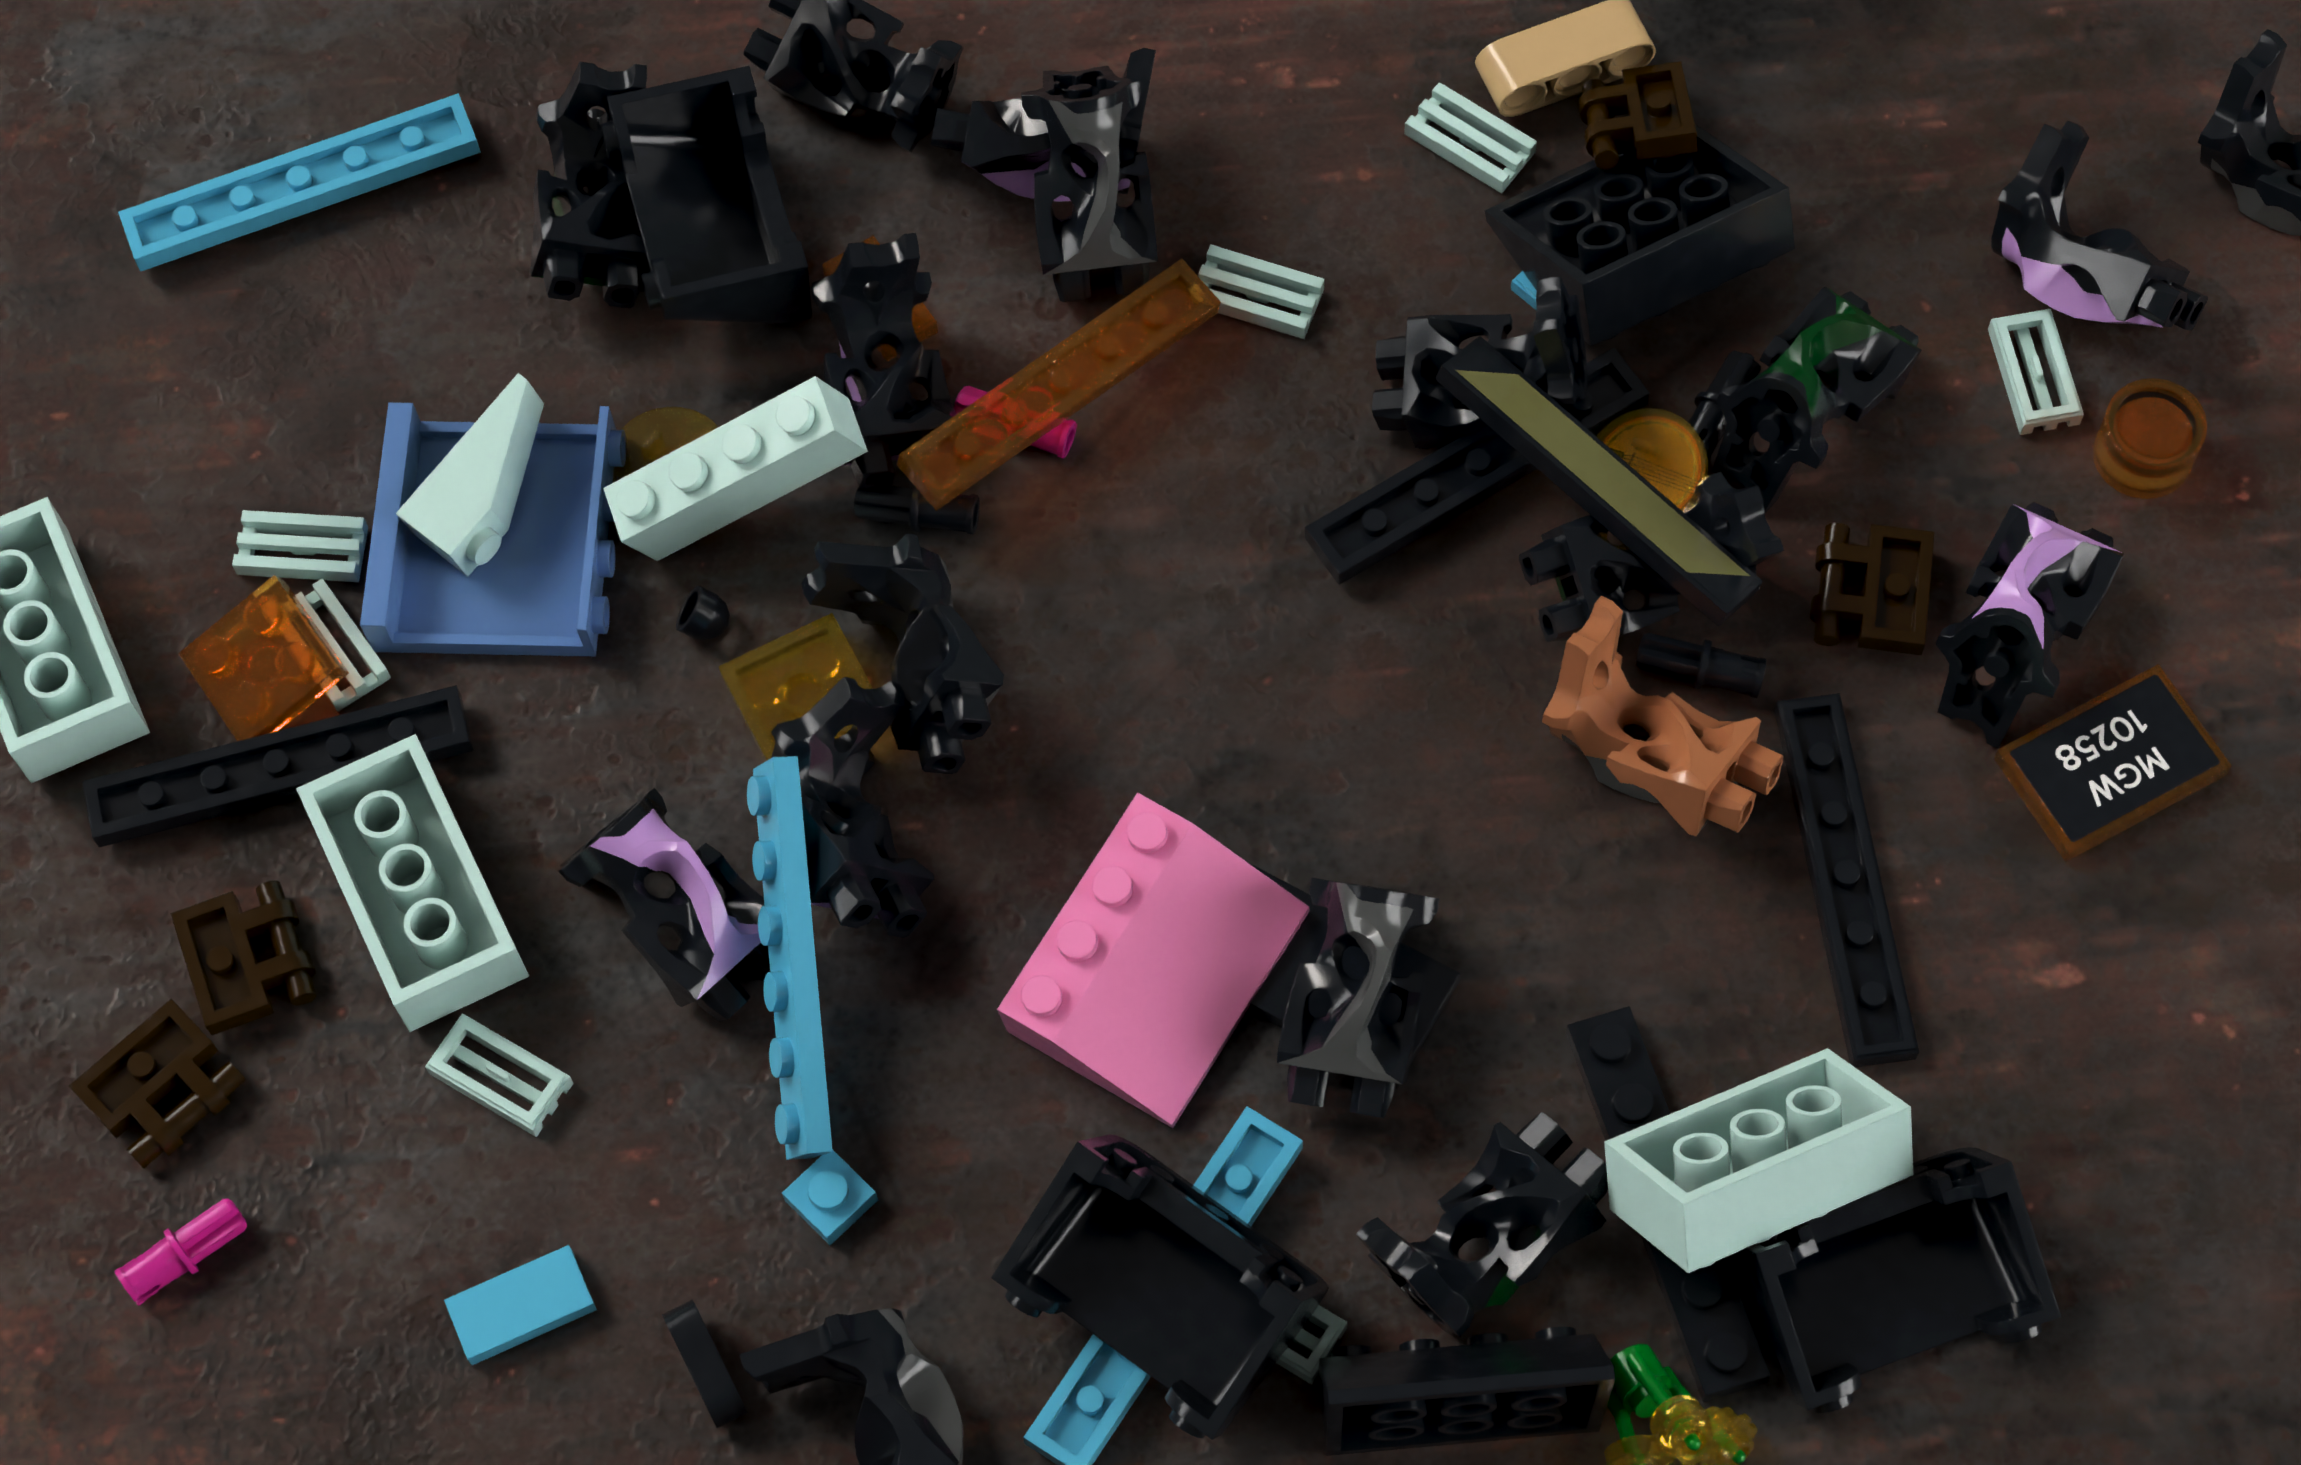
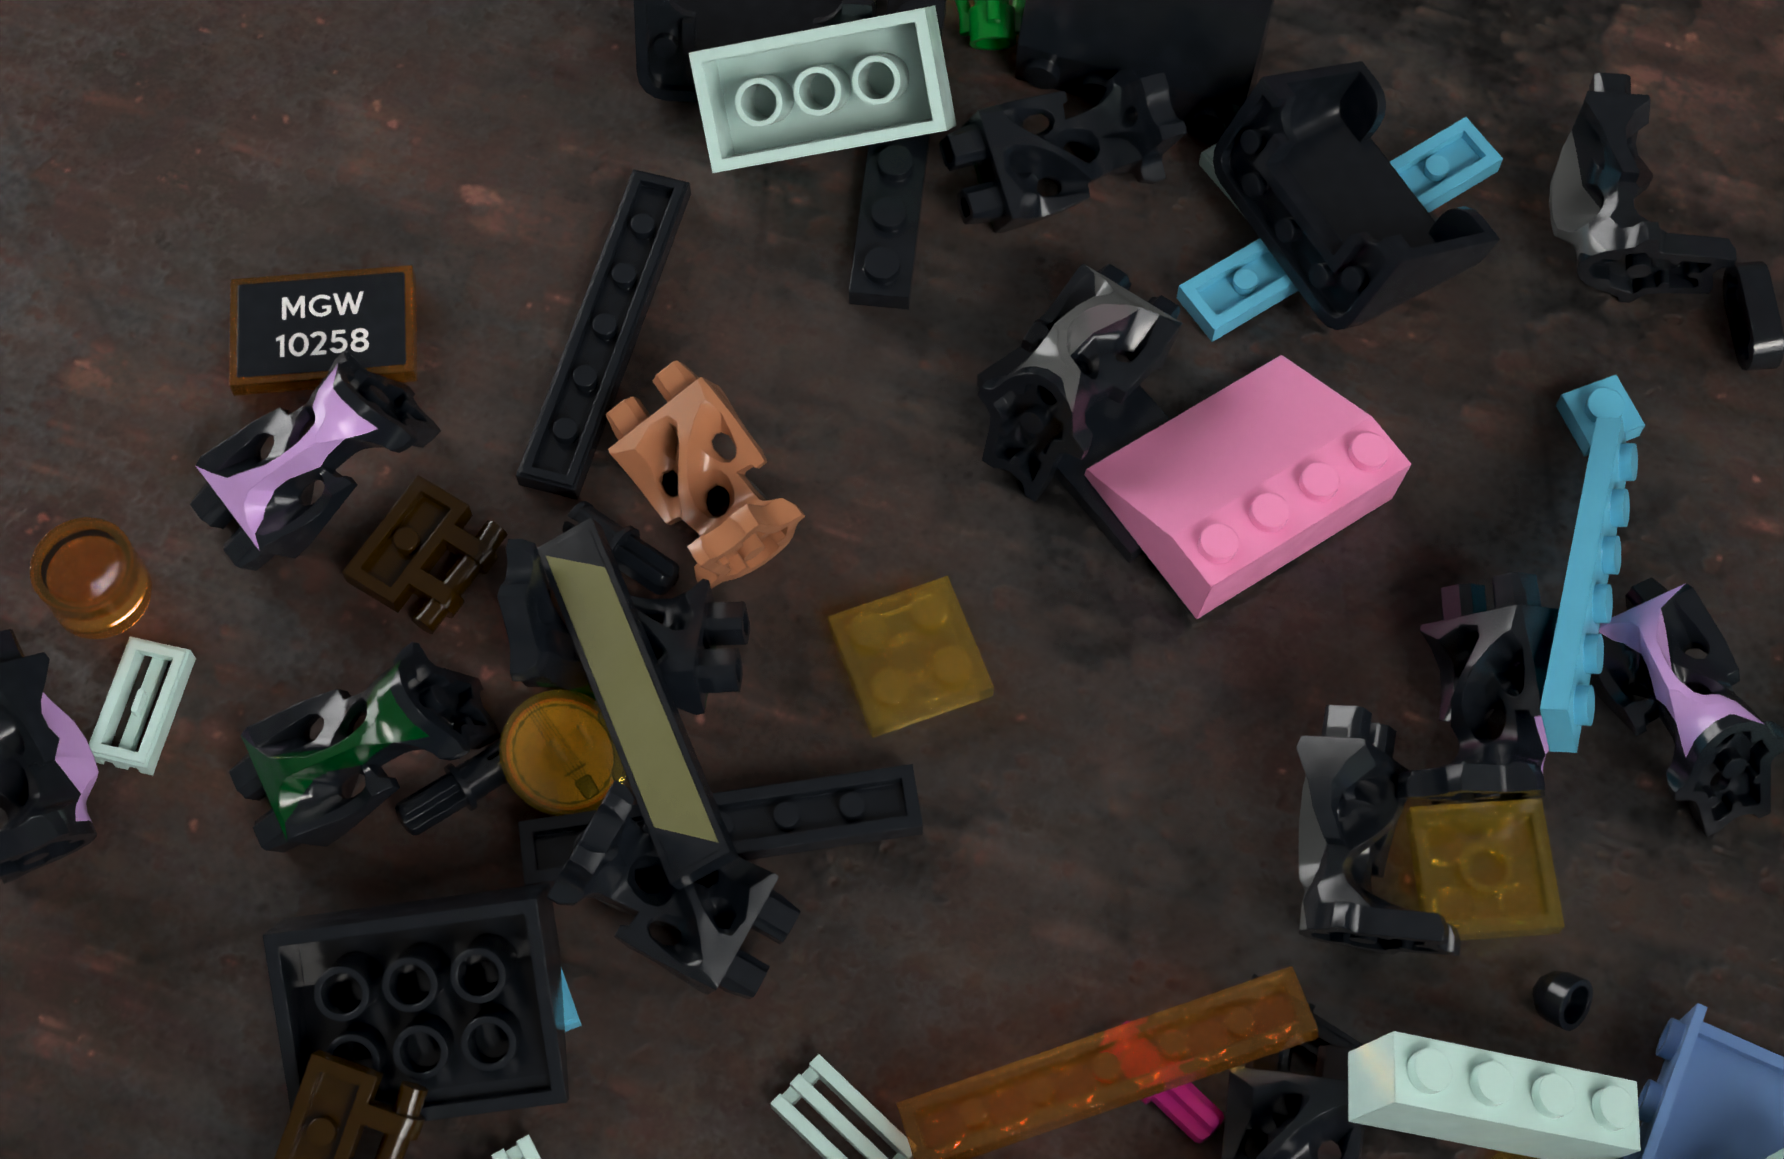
camera: 160 degrees left, 0 degrees up
(1391, 684) = (910, 656): none -> clear yellow plate

